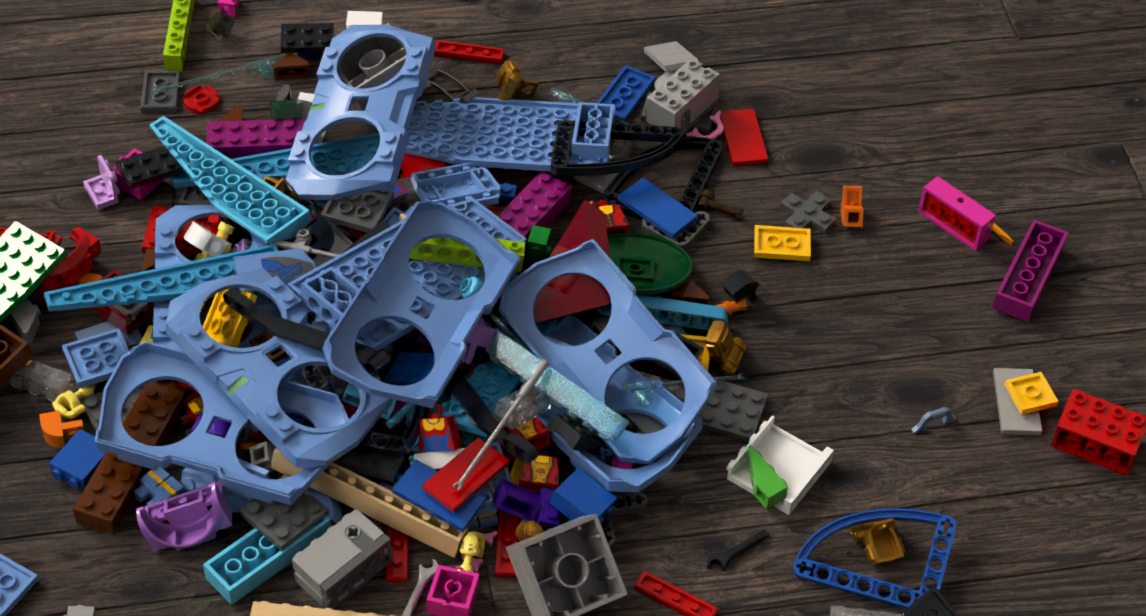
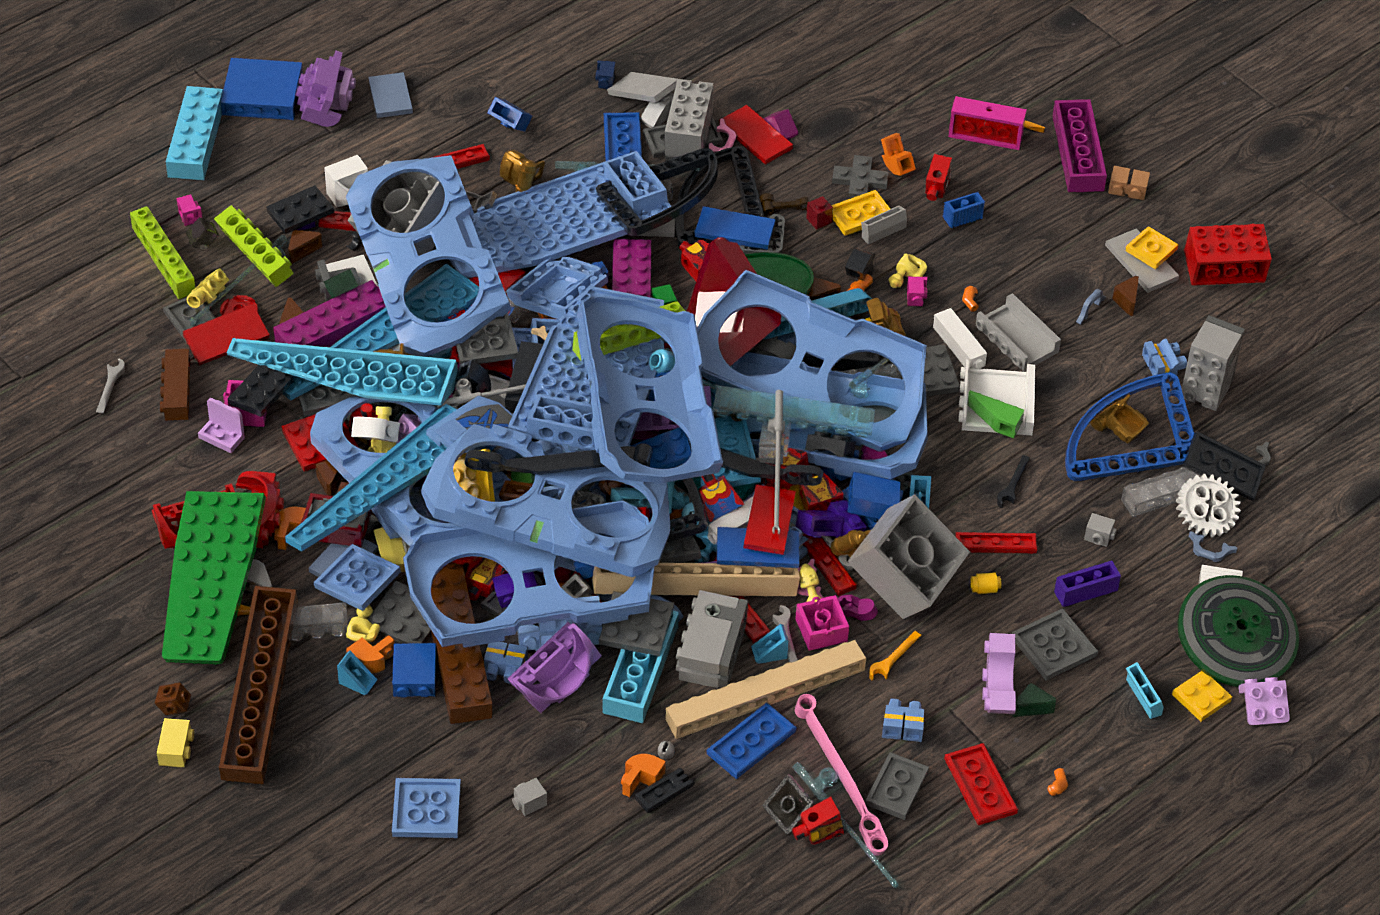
camera: 30 degrees left, 0 degrees up
(32, 439) = (354, 674): none -> dark azure slope
(63, 107) = (113, 374): none -> light grey piece
(101, 135) = (176, 384): none -> reddish brown brick
(184, 70) = (207, 289): none -> light yellow brick
(185, 111) = (214, 337): none -> red tile
(248, 51) = (254, 246): none -> lime brick
(395, 593) = (772, 646): none -> dark azure slope
(505, 602) = (858, 608): none -> magenta piece
(542, 33) = (509, 114): none -> blue brick
(635, 520) = (921, 488): none -> dark azure slope
(651, 34) = (605, 74): none -> dark blue brick
(743, 227) = (819, 212): none -> dark red brick
(772, 139) = (783, 123): none -> magenta slope
(778, 334) = (916, 291): none -> dark pink brick
(784, 395) = (959, 339): none -> white brick
(785, 309) = (907, 267): none -> light yellow piece
(794, 262) = (884, 224): none -> light grey piece
(823, 361) = (969, 294): none -> orange arm
(844, 415) = (1019, 333): none -> light grey panel
(874, 242) = (936, 183): none -> red torso
(876, 281) = (963, 209): none -> blue brick
(964, 502) = (1162, 357): none -> medium blue hips
(977, 425) = (1125, 294): none -> reddish brown slope
(1000, 527) = (1212, 362): none -> light grey piece
(1060, 330) = (1137, 187): none -> medium nougat piece

